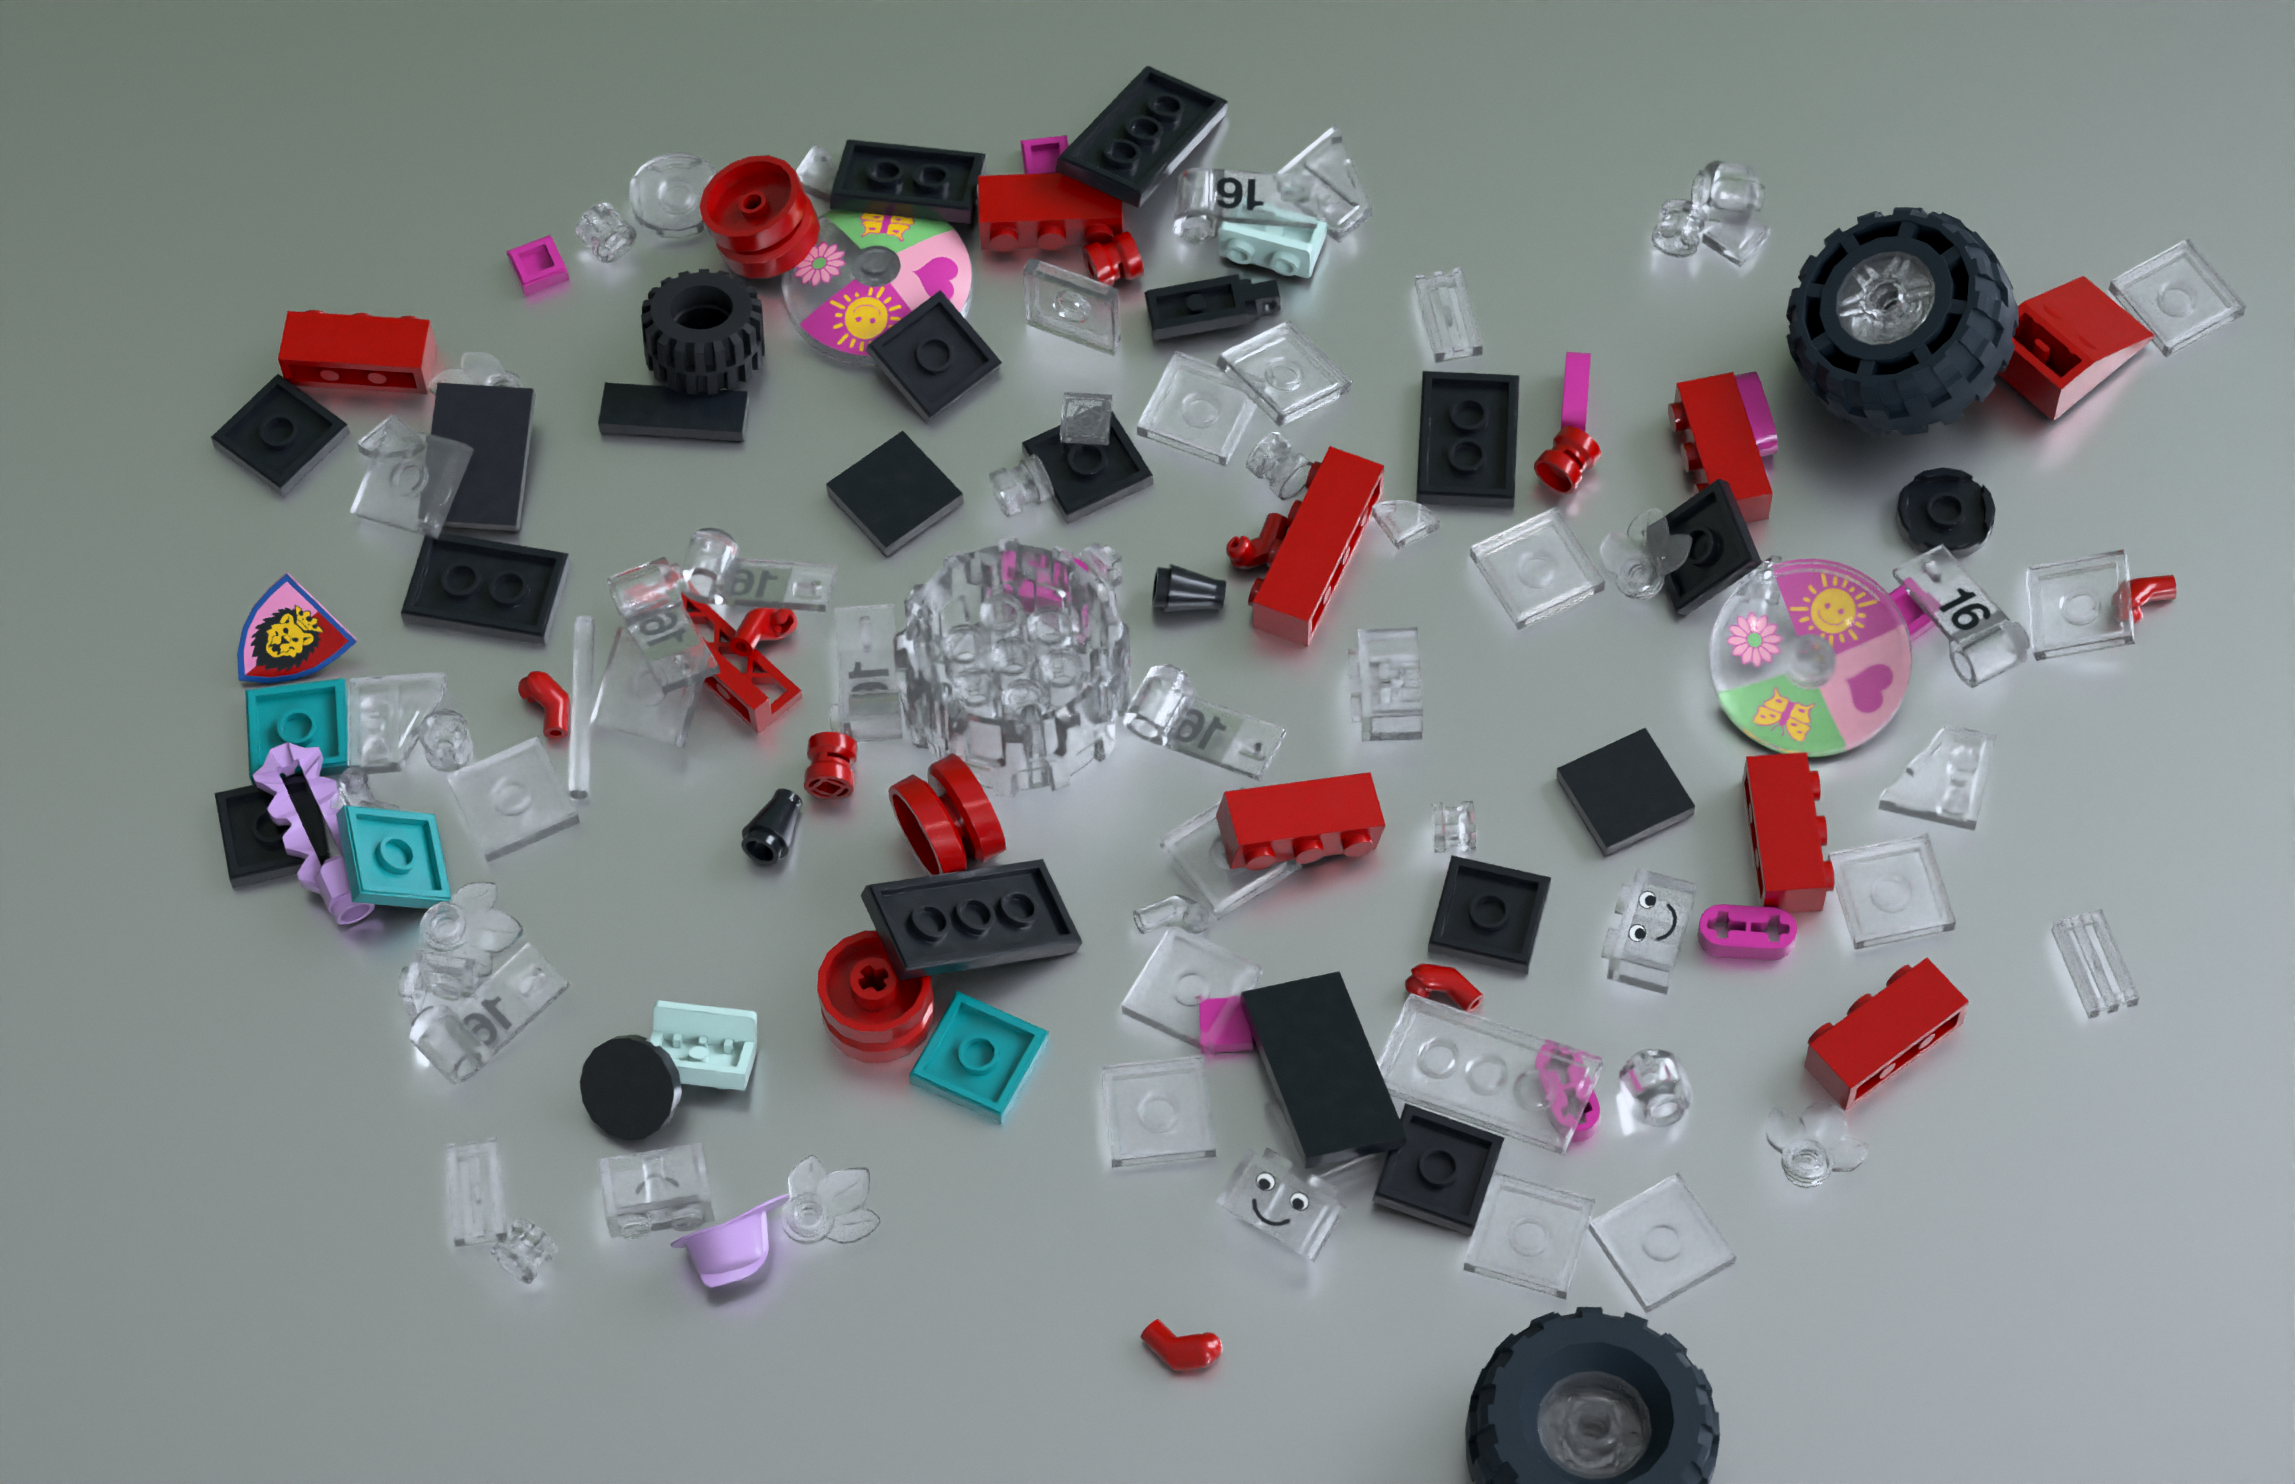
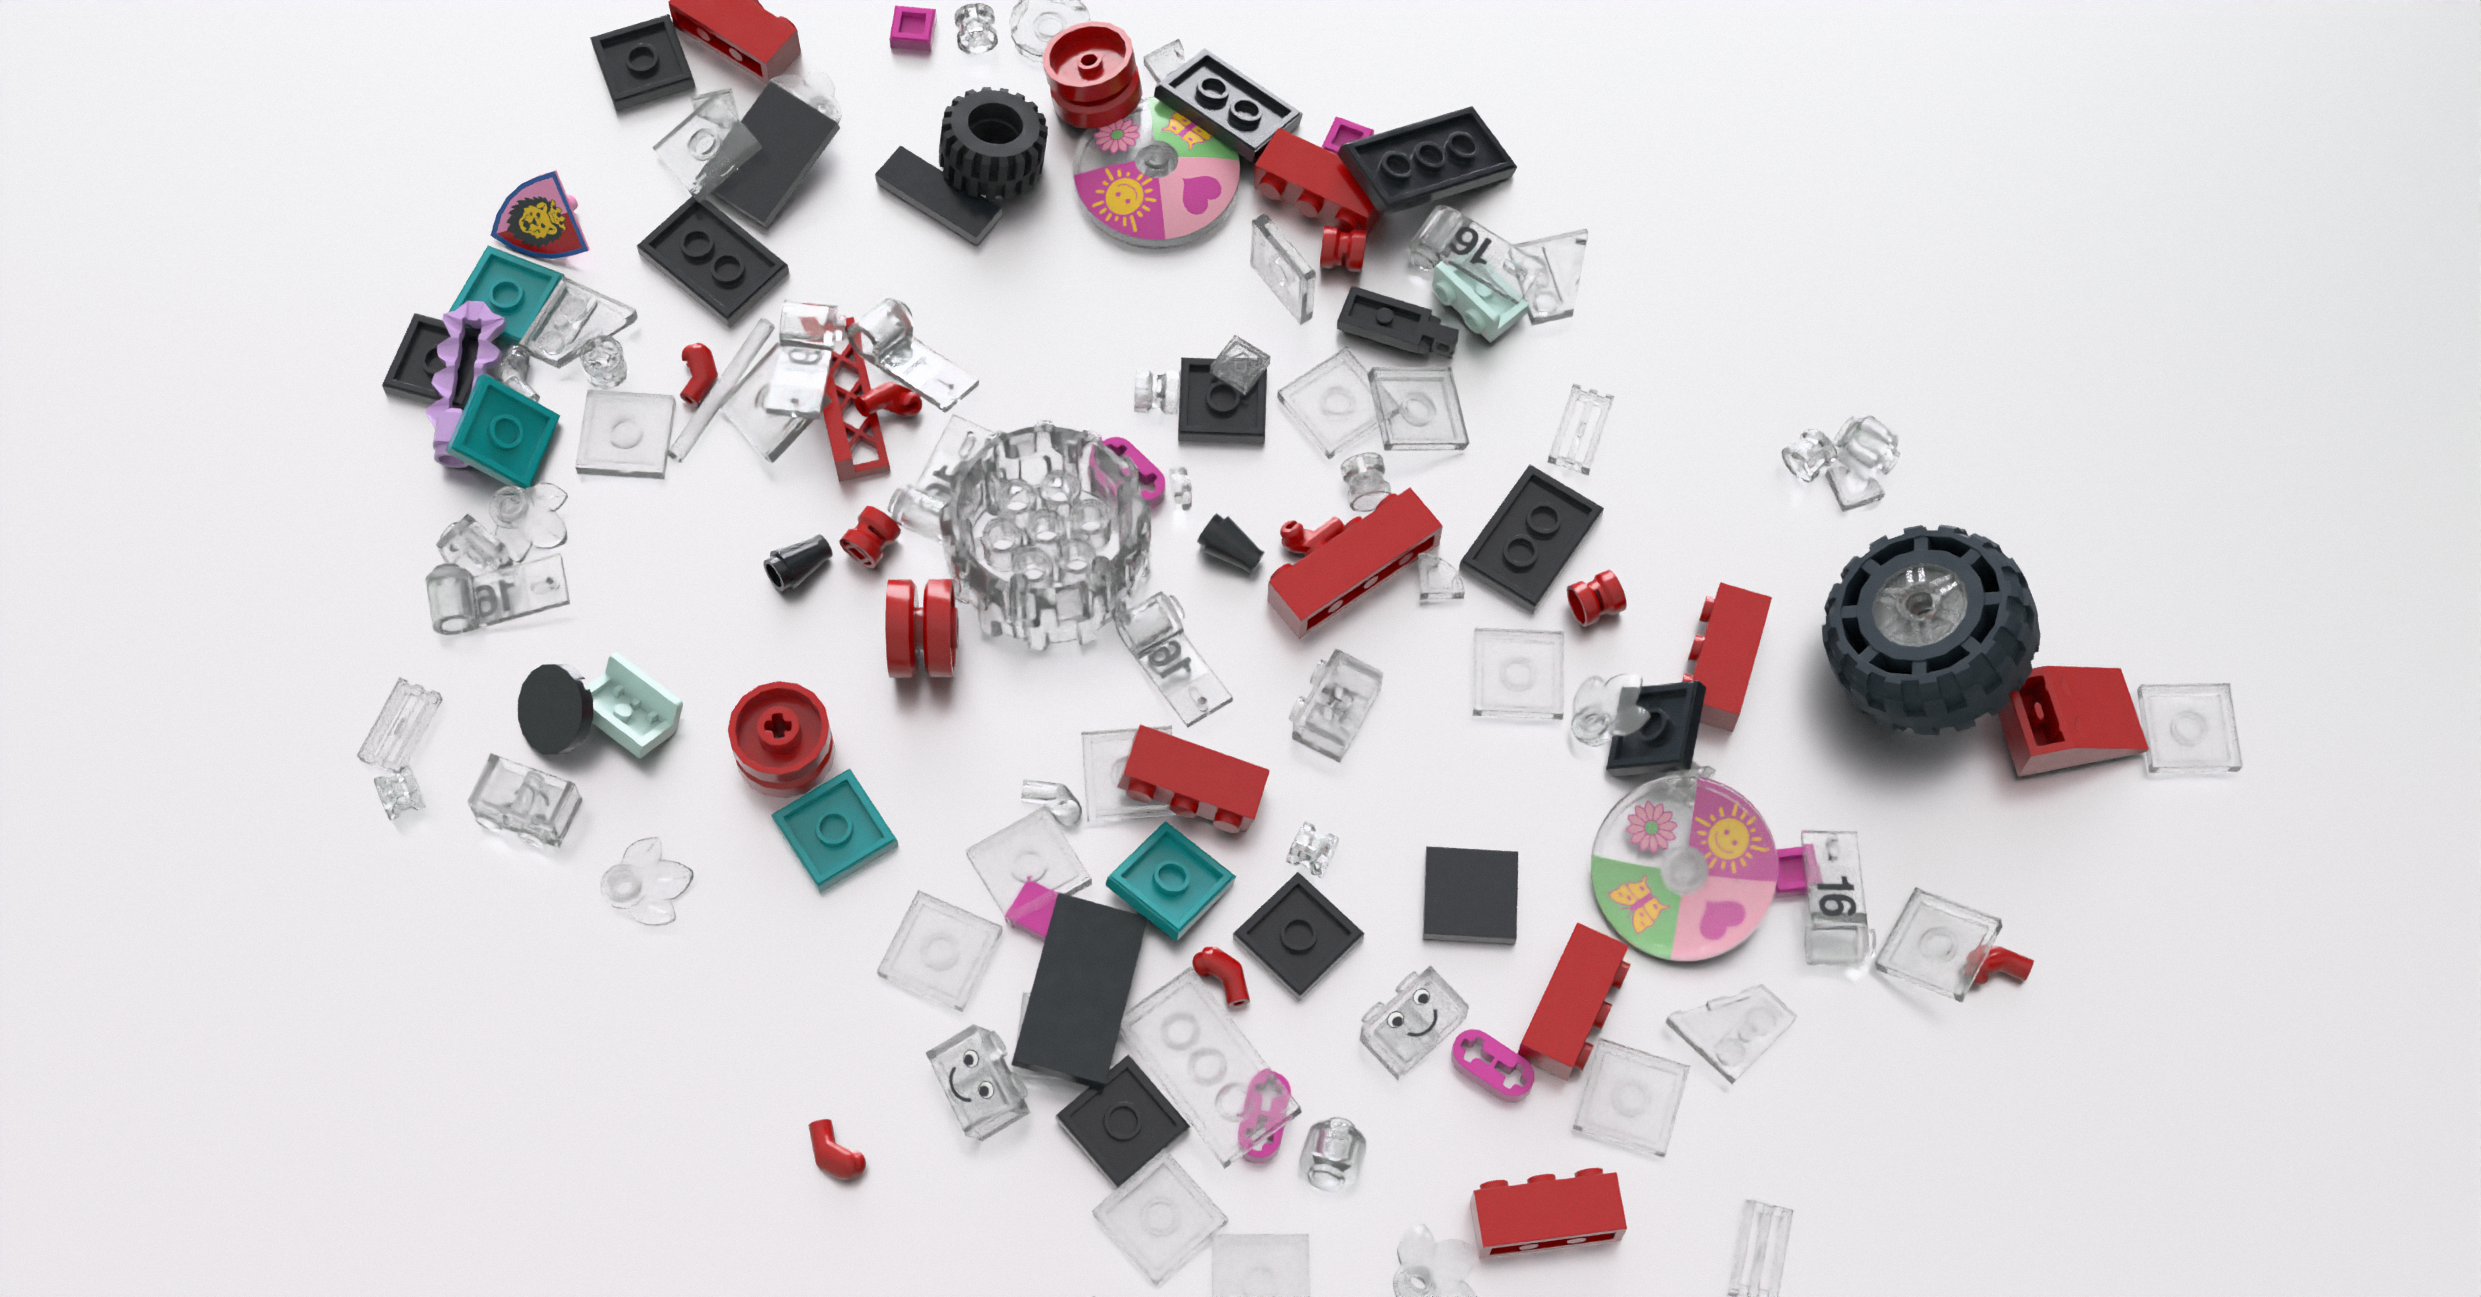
camera: 25 degrees right, 5 degrees up
(732, 1248) = (547, 880): lavender piece -> none
(894, 493) = (1061, 346): black tile -> none
(933, 356) = (1157, 253): black tile -> none
(970, 919) = (887, 718): black tile -> none
(1337, 927) = (1170, 881): none -> teal tile
(1575, 390) = (1639, 546): dark pink beam -> none
(1758, 412) = (1772, 640): dark pink beam -> none
(1945, 510) = (1880, 805): black tile -> none

